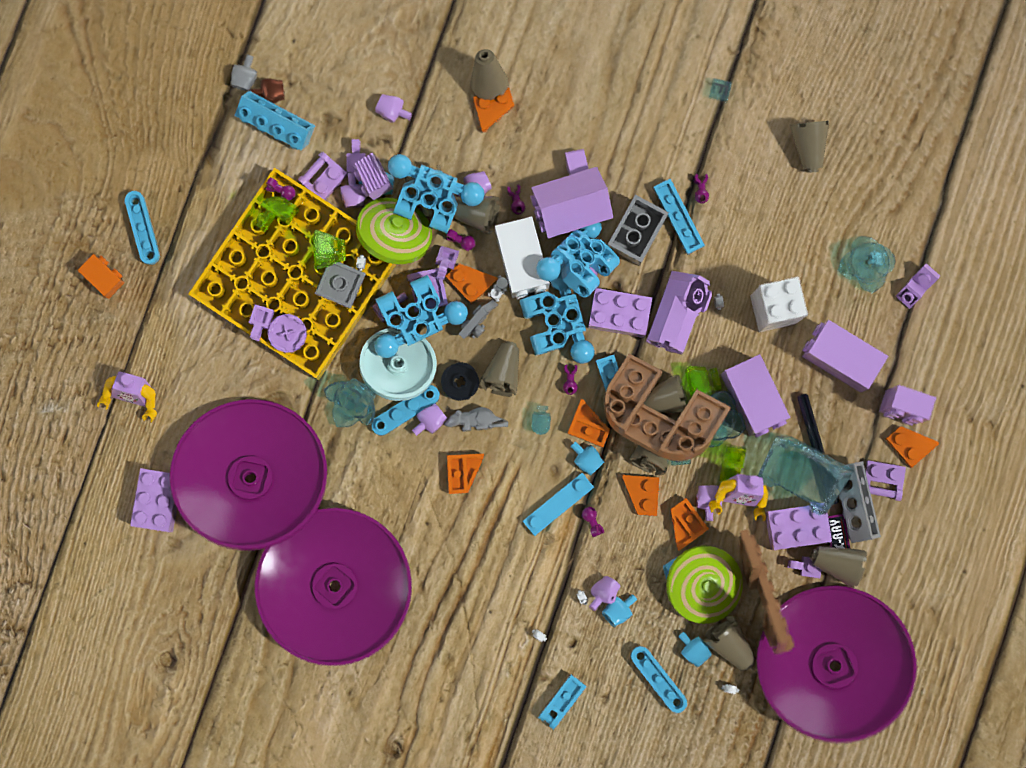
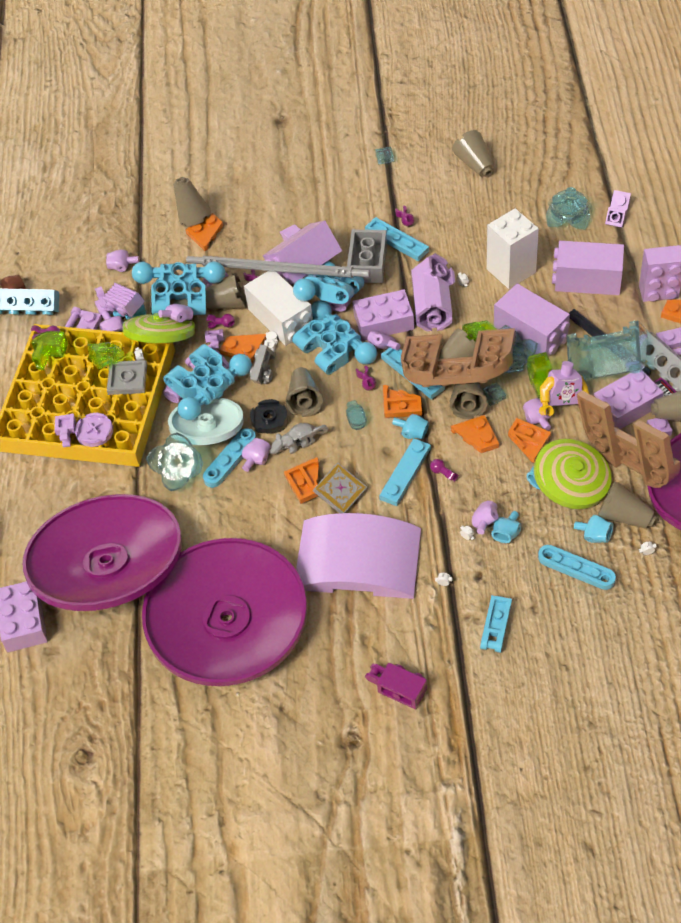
camera: 15 degrees left, 30 degrees down
(417, 228) = (177, 312): none -> lavender piece
(453, 721) = (398, 683): none -> magenta brick
(475, 576) = (359, 554): none -> lavender slope
(489, 498) = (340, 488): none -> tile
(536, 222) = (282, 266): none -> light grey axle
(605, 345) = (383, 341): none -> lavender piece

